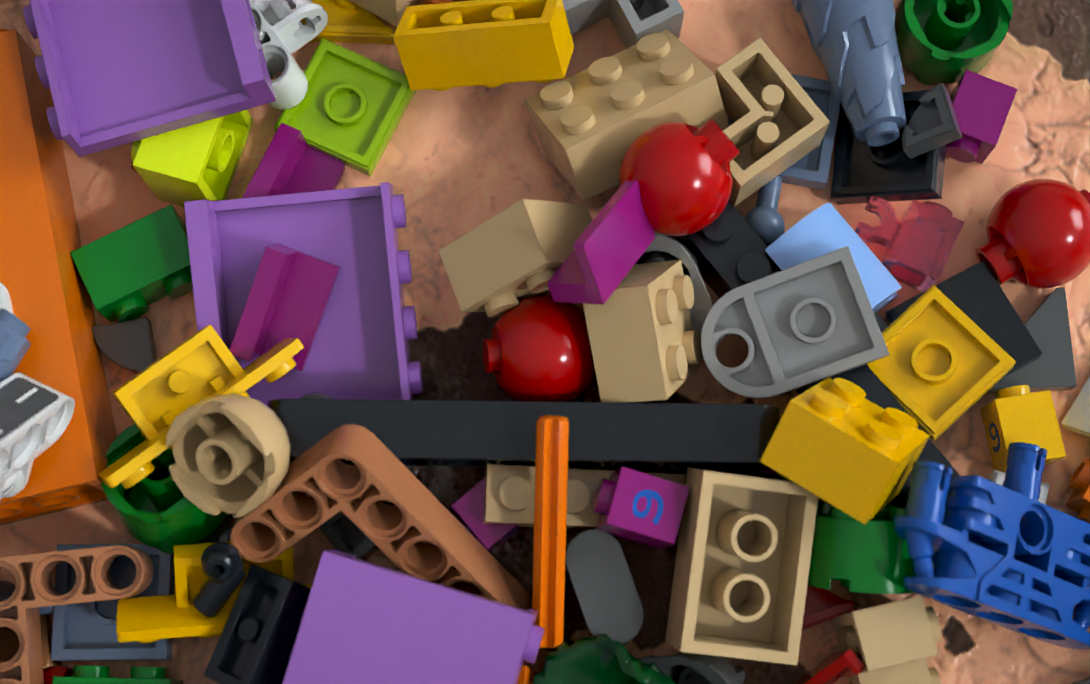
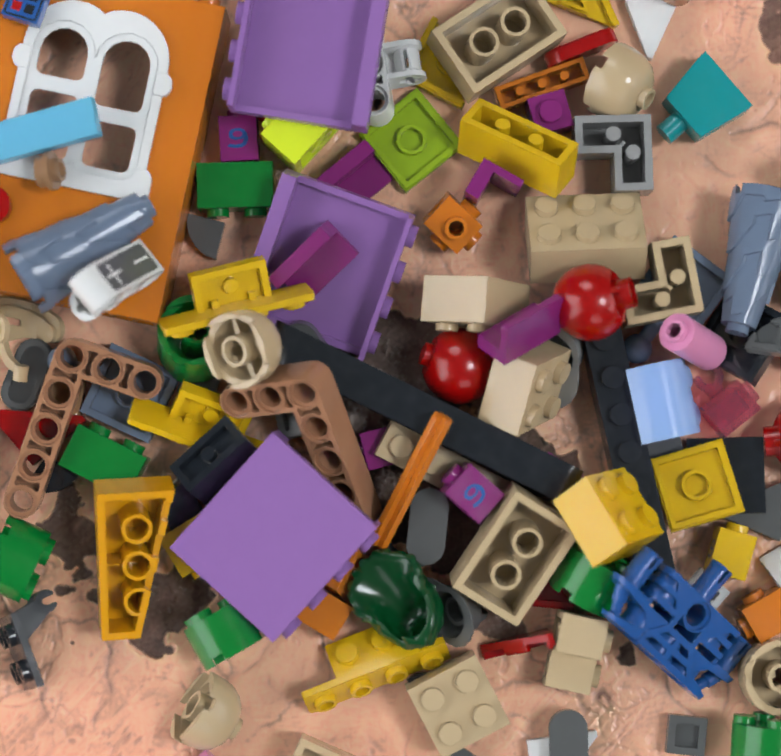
camera: 20 degrees right, 10 degrees up
(114, 194) = (238, 138): none -> magenta brick
(224, 572) = (206, 413): black arm -> none
(453, 156) = (447, 211): none -> orange brick
(470, 92) = (491, 173): none -> magenta panel
(796, 327) = (619, 427): light grey tile -> none
(833, 173) = (692, 341): none -> bright pink brick

